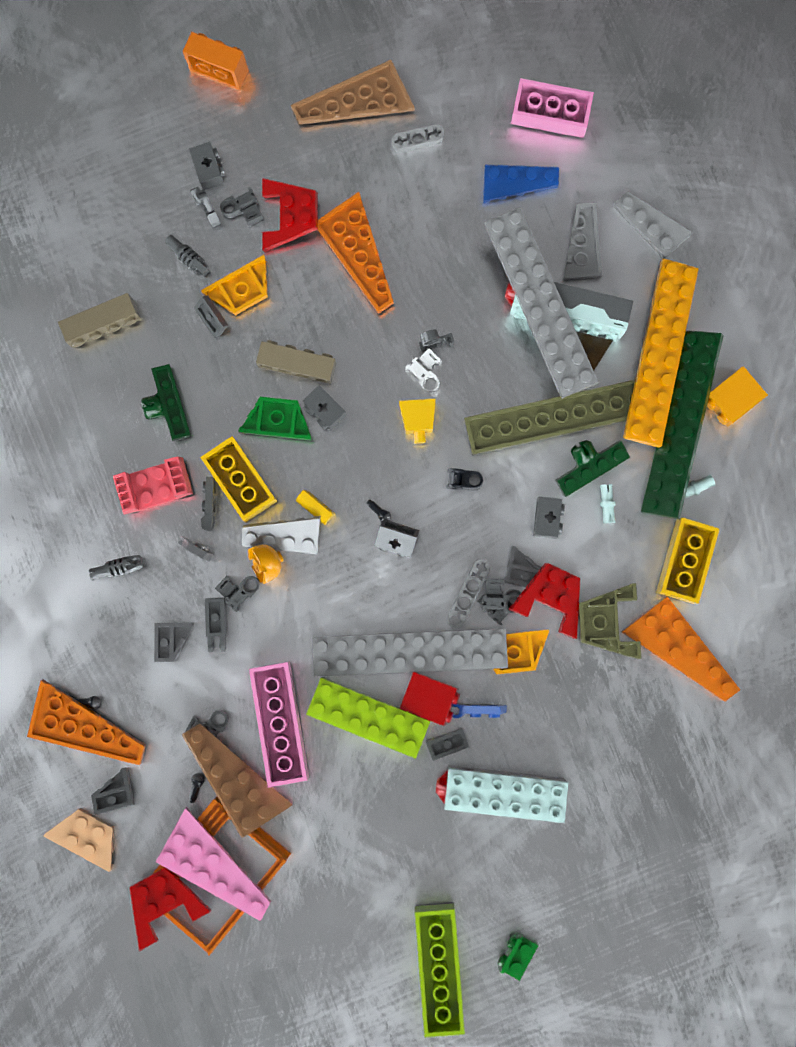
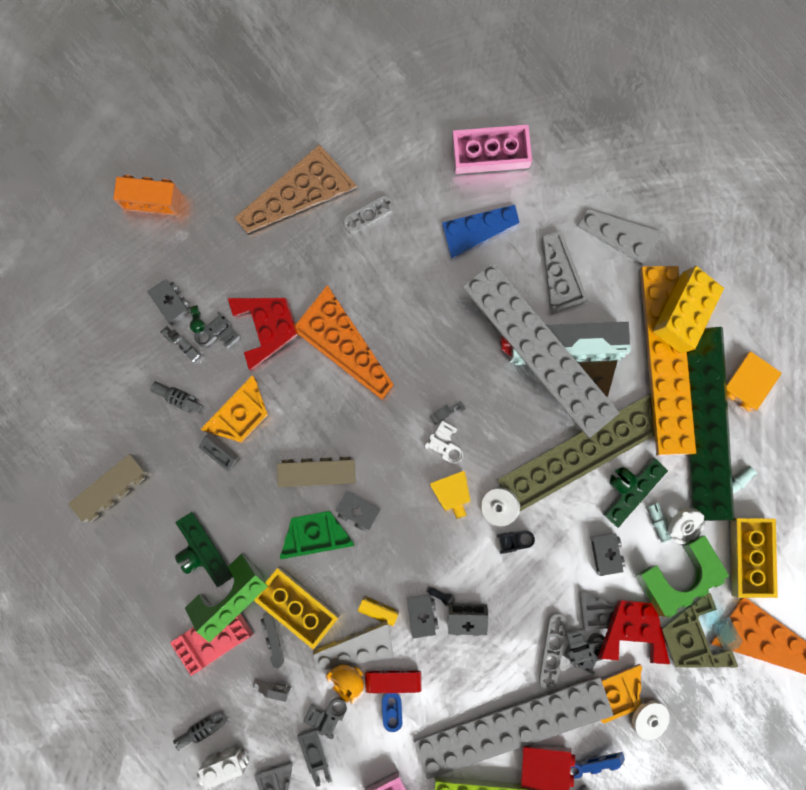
camera: 30 degrees left, 0 degrees up
(120, 605) = (222, 767): none -> white brick
(159, 463) = (247, 586): none -> bright green arch
(226, 191) = (196, 324): none -> dark green arm
(300, 603) = (392, 711): none -> blue plate
(309, 576) = (393, 681): none -> red beam
(348, 532) = (418, 627): none -> dark grey brick
(468, 445) = (509, 504): none -> white plate
(536, 678) = (650, 720): none -> white plate
(639, 513) = (686, 525): none -> white plate
(640, 561) = (708, 573): none -> bright green arch
(640, 625) = (727, 634): none -> clear light blue brick
(695, 308) = (688, 310): none -> yellow brick

